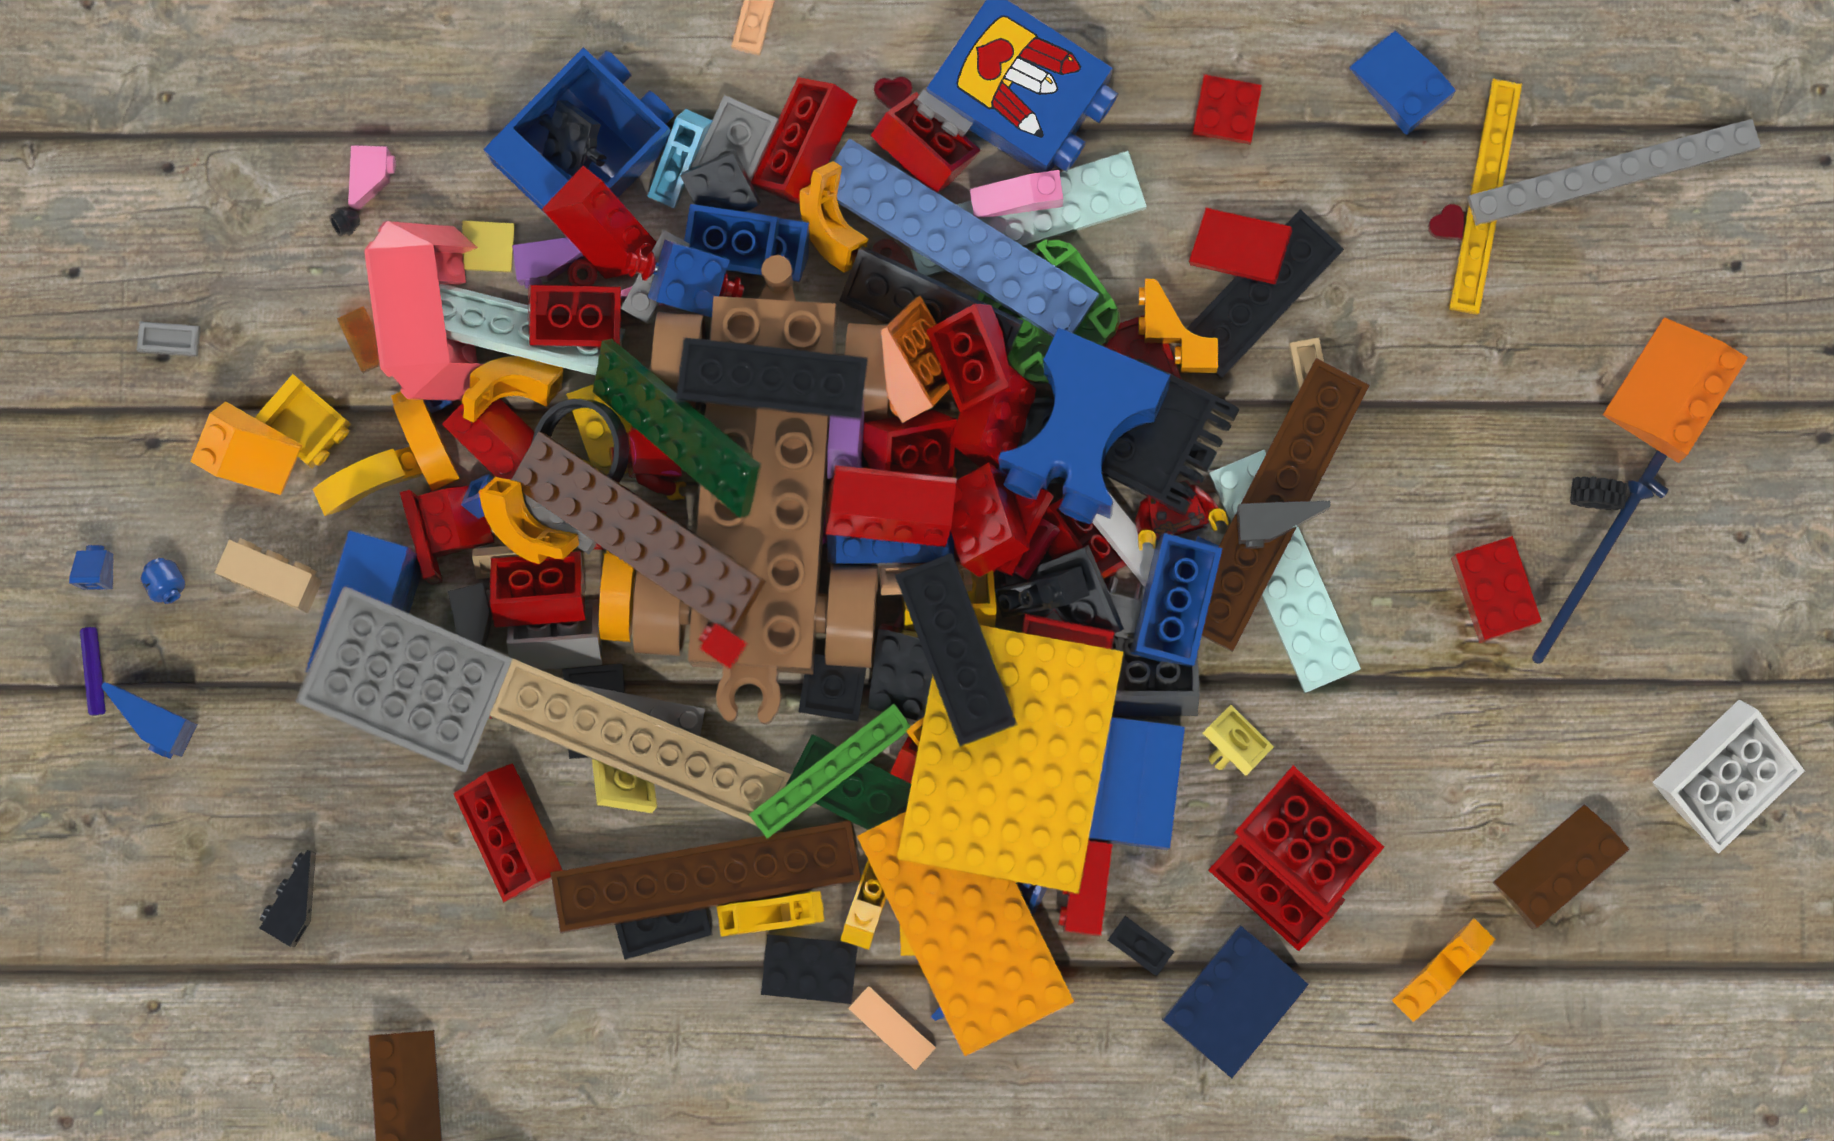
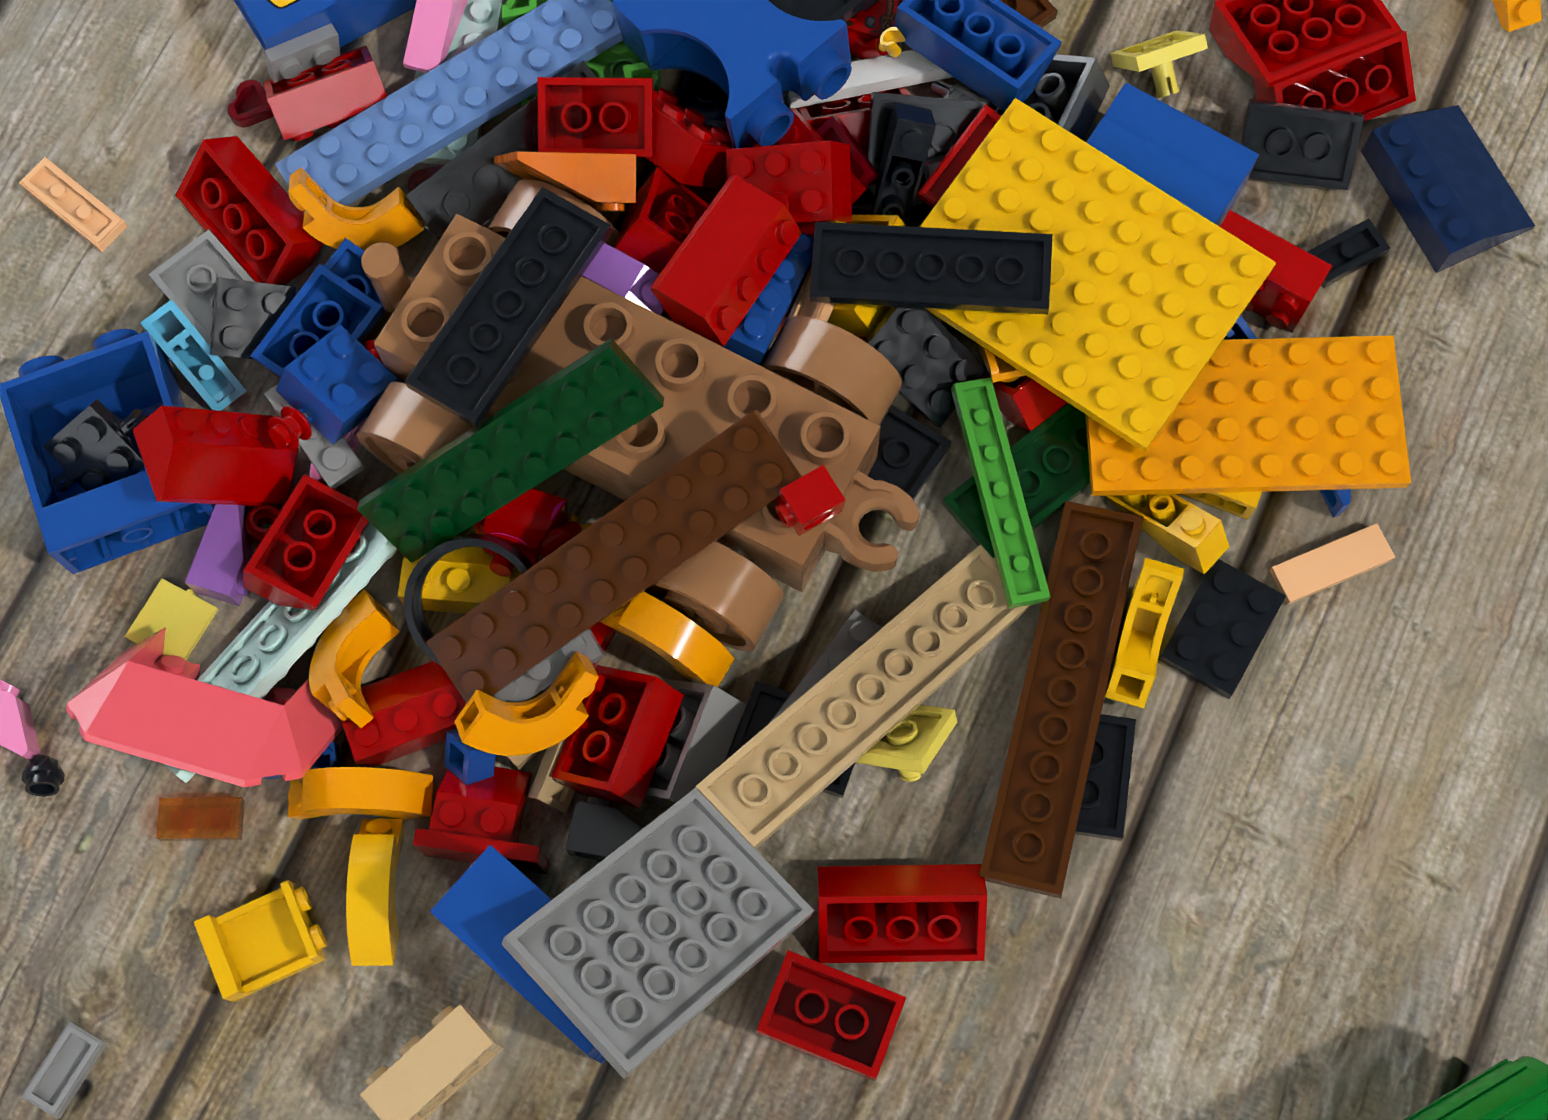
camera: 70 degrees left, 10 degrees down
(245, 450) = (257, 1027): light orange slope -> none
(418, 816) = (831, 1015): none -> red brick
(1208, 876) = (1302, 143): none -> black plate

